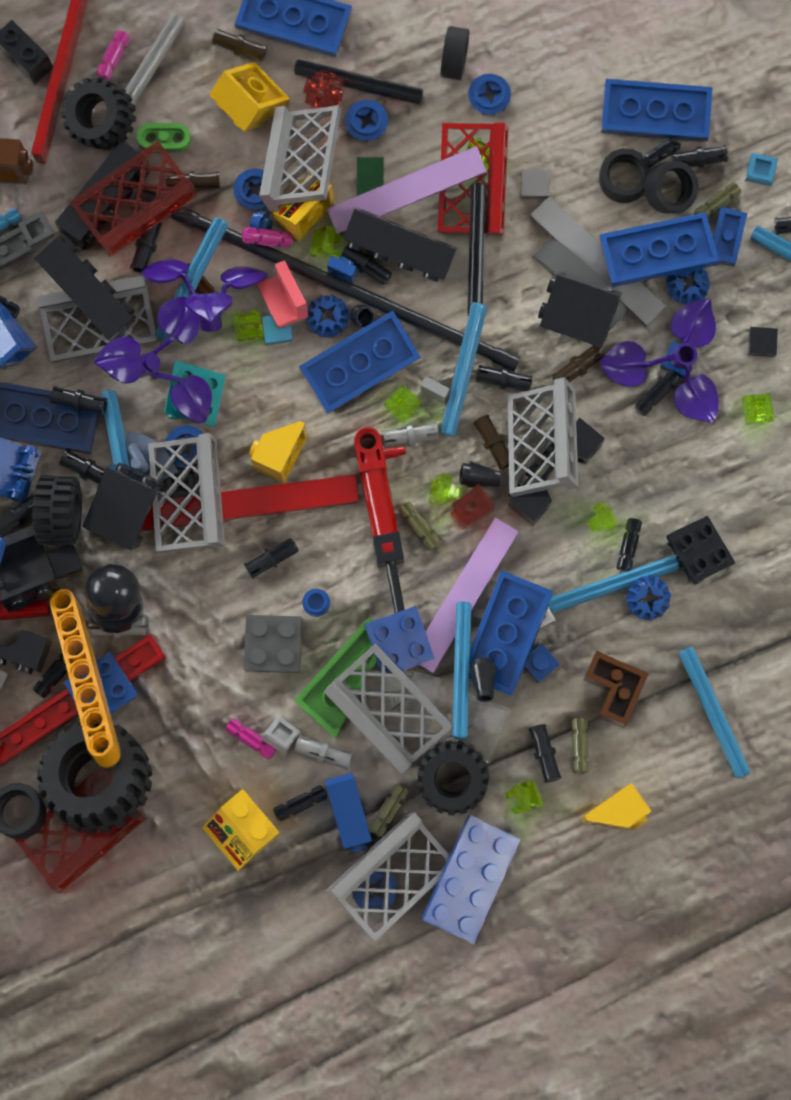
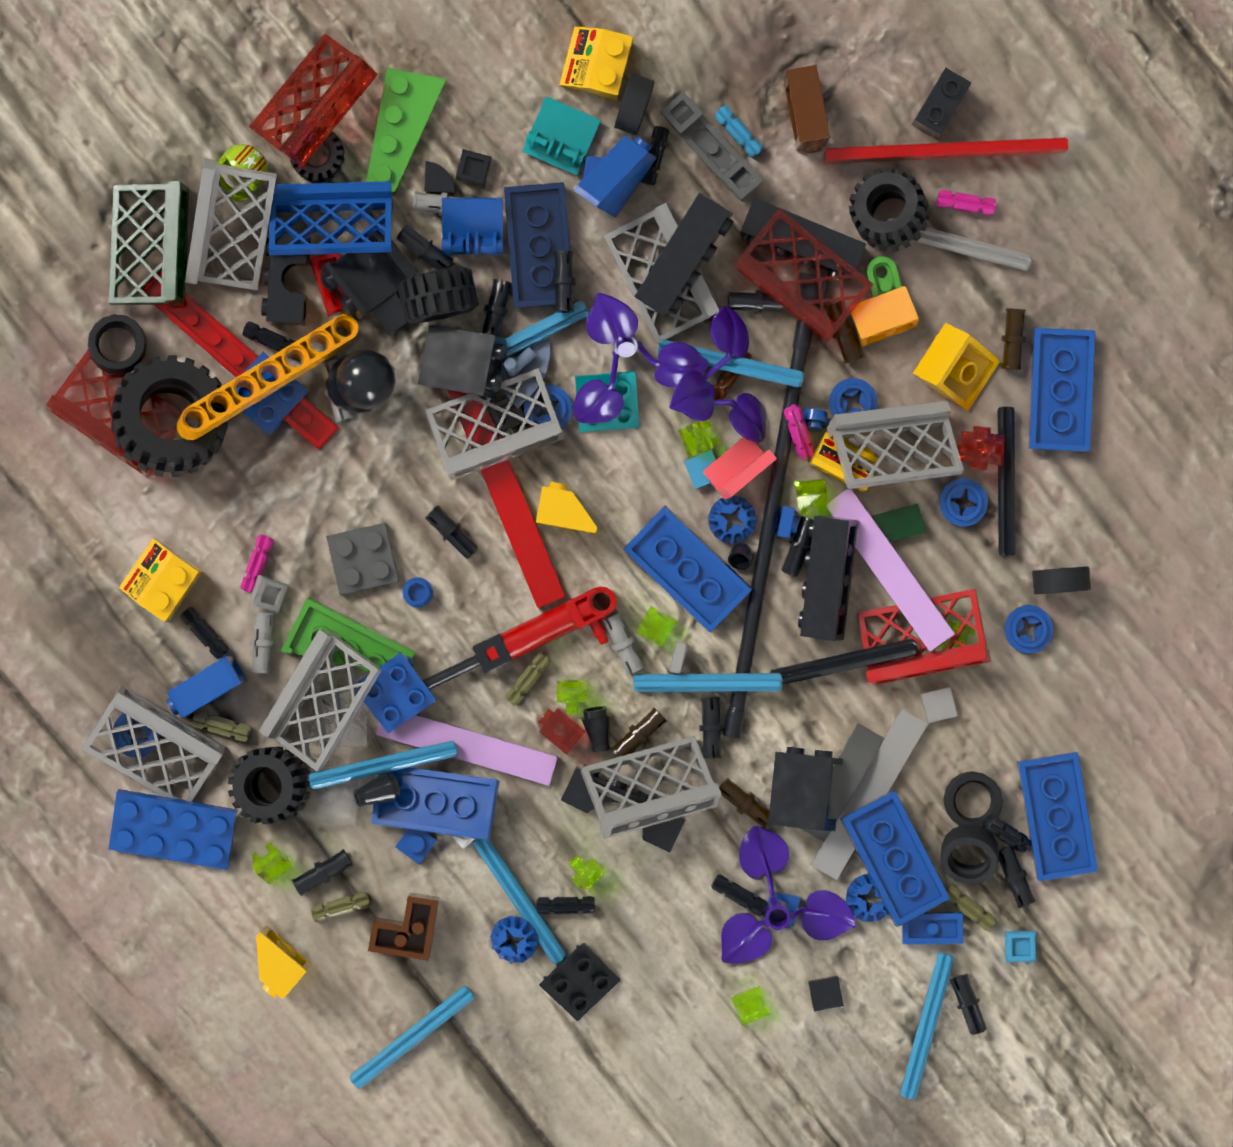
camera: 70 degrees right, 10 degrees up
(189, 142) = (884, 316): none -> light orange panel

